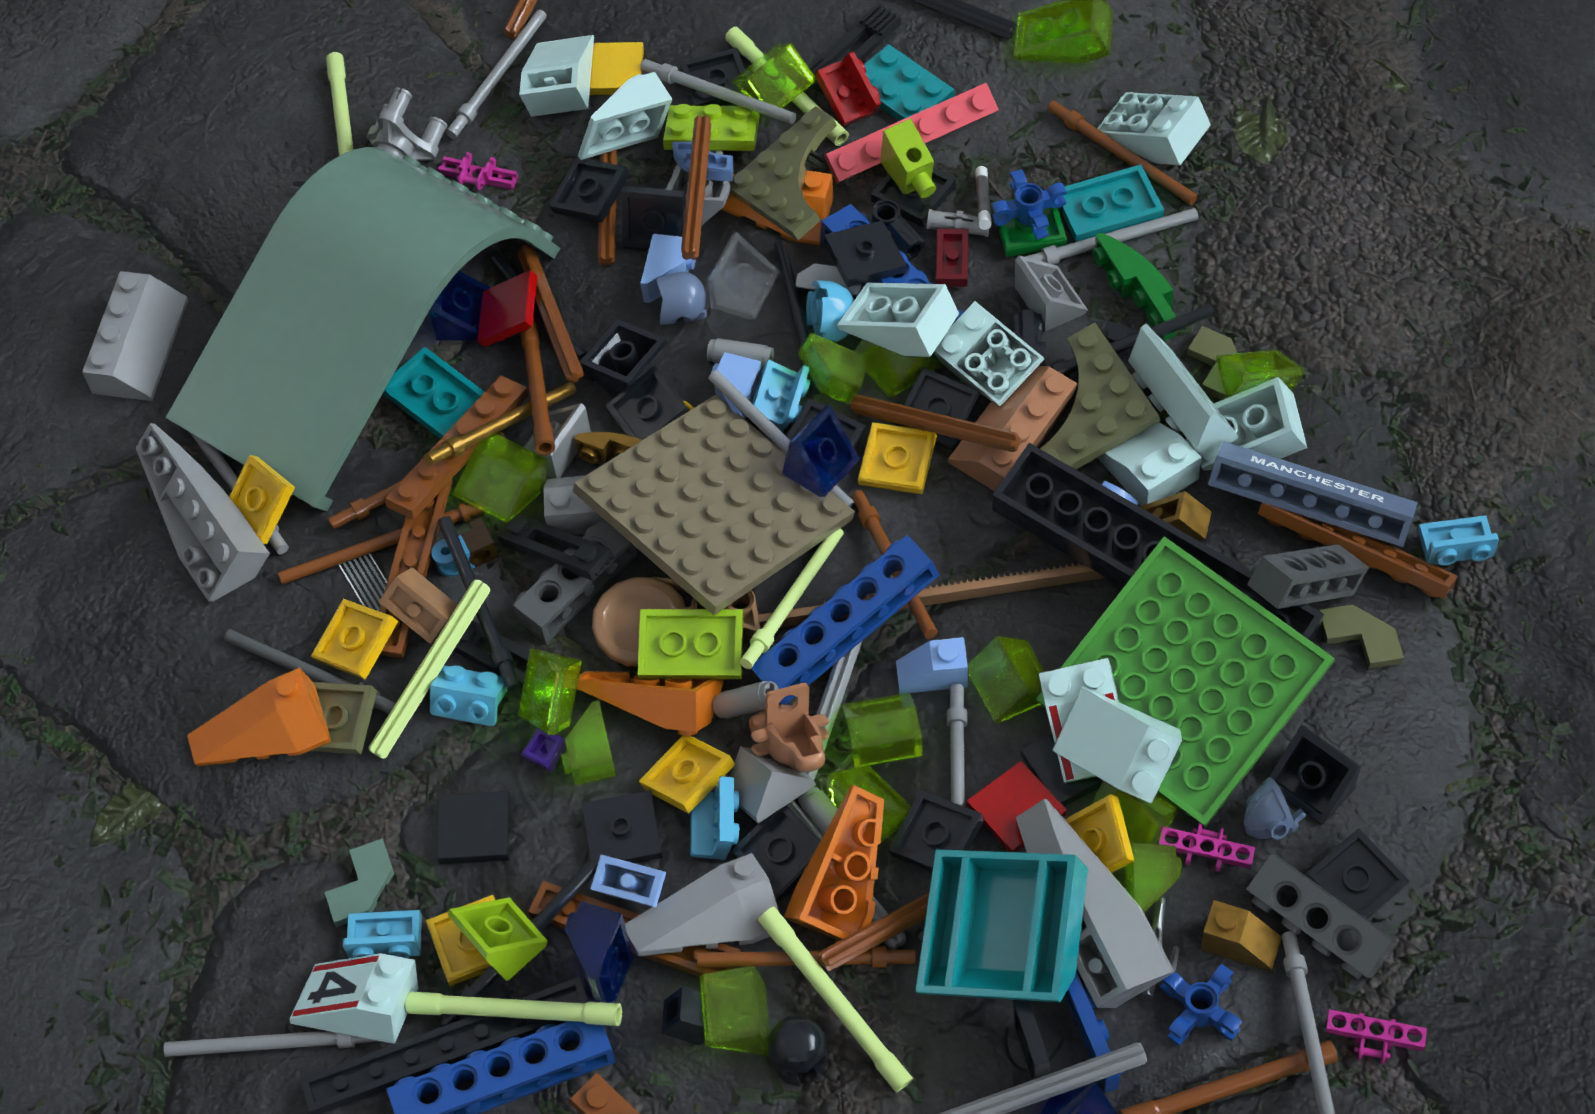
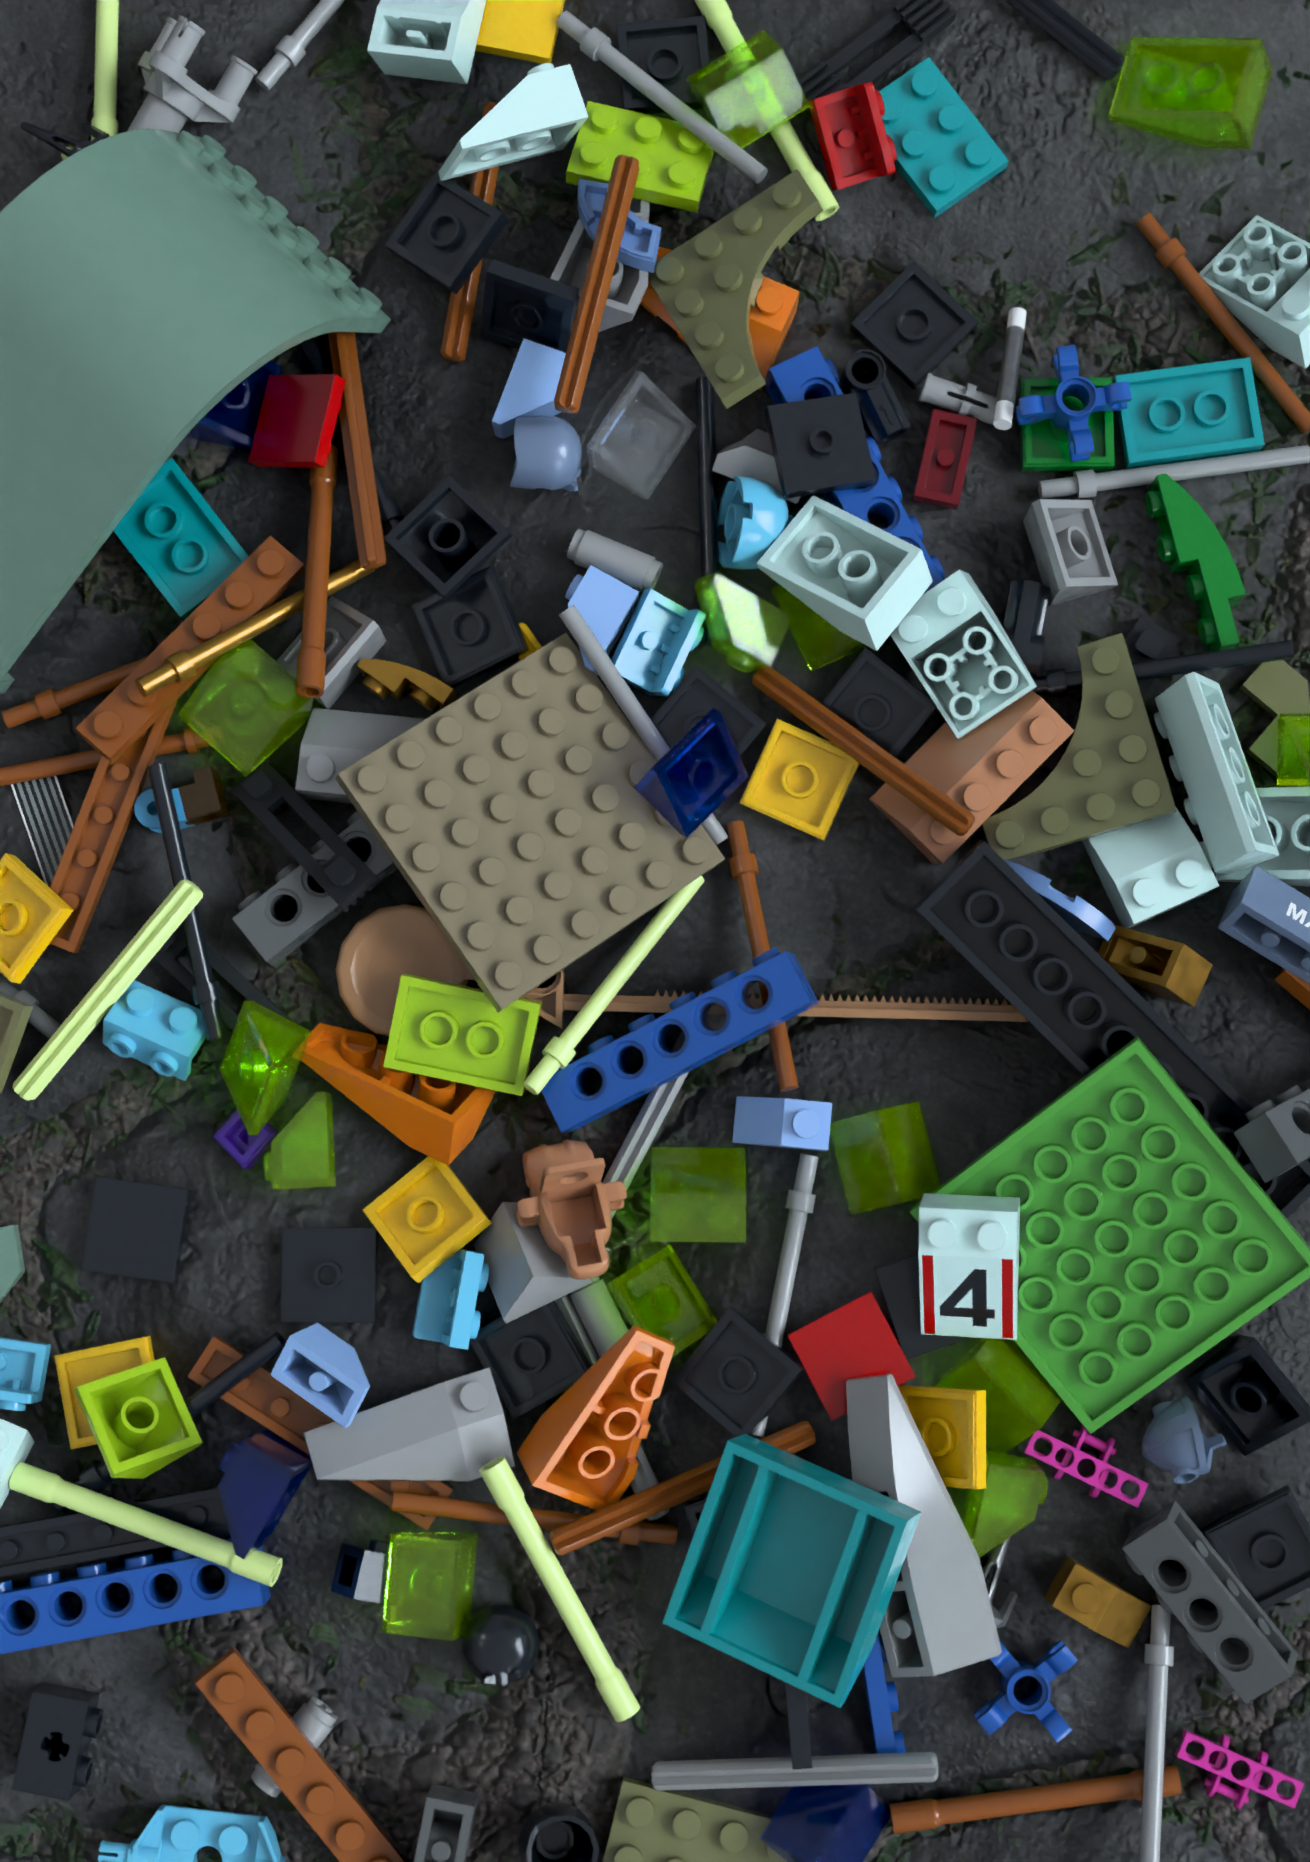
camera: 10 degrees right, 25 degrees up
(418, 604) = (108, 890): medium nougat panel -> none
(485, 176) = (268, 153): dark pink piece -> none
(742, 700) = (523, 1129): light grey piece -> none
(907, 159) = (909, 274): lime torso -> none
(930, 123) = (931, 227): coral plate -> none
(1118, 744) = (1006, 1328): light aqua slope -> none

